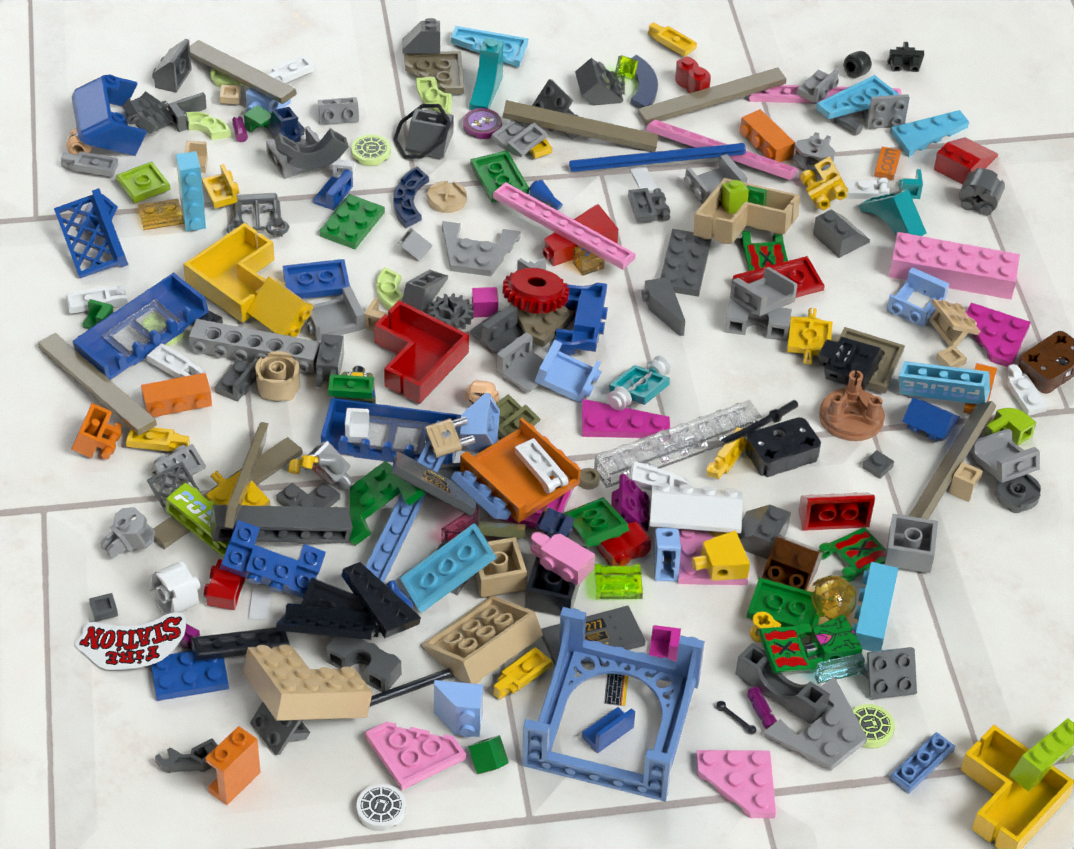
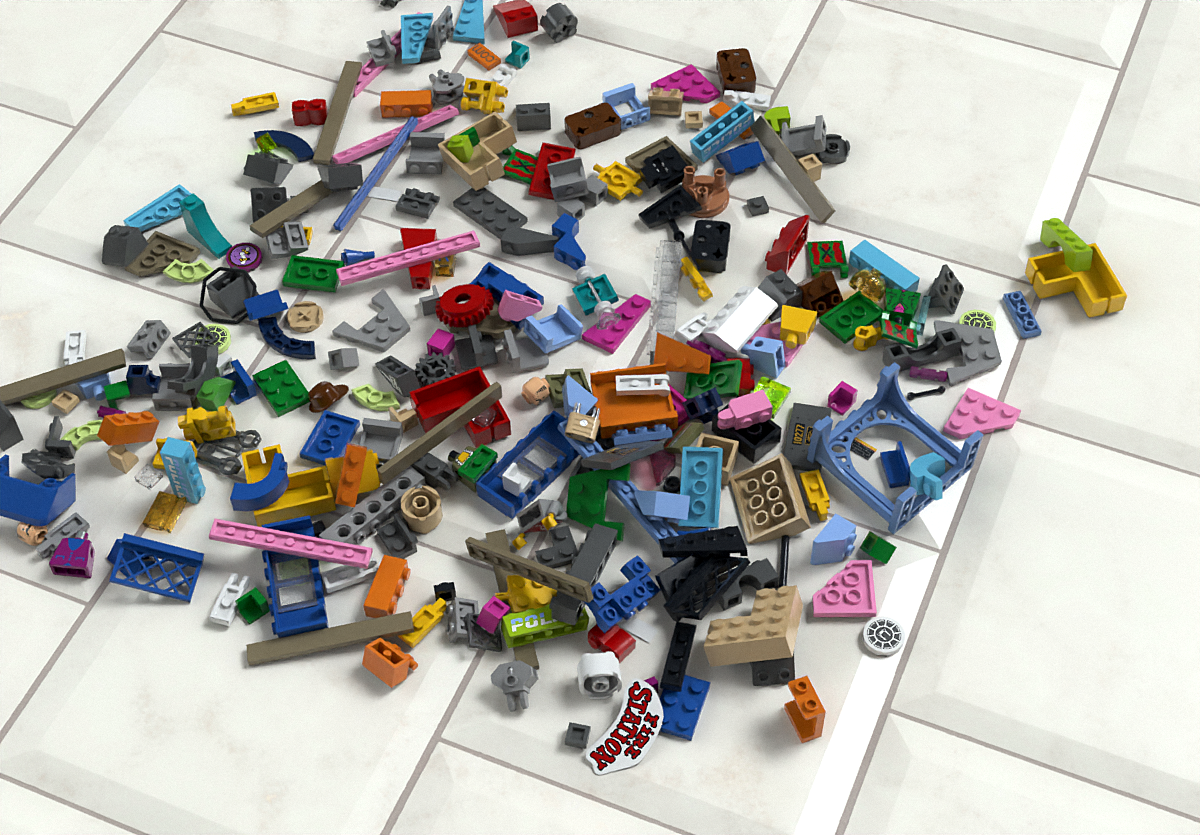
camera: 55 degrees left, 5 degrees up
(73, 181) = (74, 557): none -> magenta torso
(143, 182) = (118, 507): lime plate -> none
(166, 301) = (291, 543): none -> bright pink tile
(187, 762) = (765, 749): dark grey piece -> none
(189, 473) = (492, 614): none -> dark pink panel
(199, 438) = (445, 591): none -> black plate
(211, 255) = (262, 493): none -> blue arch
(218, 139) = (128, 428): none -> orange brick
(262, 189) = (206, 425): none -> yellow hips
(267, 301) = (350, 475): none -> orange brick
(308, 178) = (215, 393): none -> bright green slope
(357, 146) = (190, 331): none -> dark grey window
(361, 249) = (324, 395): none -> reddish brown piece
(361, 340) = (439, 433): none -> dark tan tile
(402, 546) = (663, 505): none -> light blue slope
(420, 368) = (485, 418): none -> clear plate
(432, 160) = (264, 305): none -> blue panel
(562, 326) = (517, 306): none -> bright pink slope
(600, 479) = (680, 356): none -> orange wing
(605, 747) = (926, 473): none -> medium azure arch
(610, 406) = (607, 319): none -> clear tile
(624, 132) = (341, 176): none -> dark grey slope
(684, 337) = (567, 248): none -> blue arch
(804, 390) = (670, 207): none -> black wing
(857, 64) = (376, 19): pearl dark grey head -> none
(865, 283) = (592, 125): none -> reddish brown axle
(897, 211) = (543, 72): teal arch -> none
(911, 543) = (845, 222): light grey brick -> none
(959, 264) = (615, 69): bright pink brick -> none

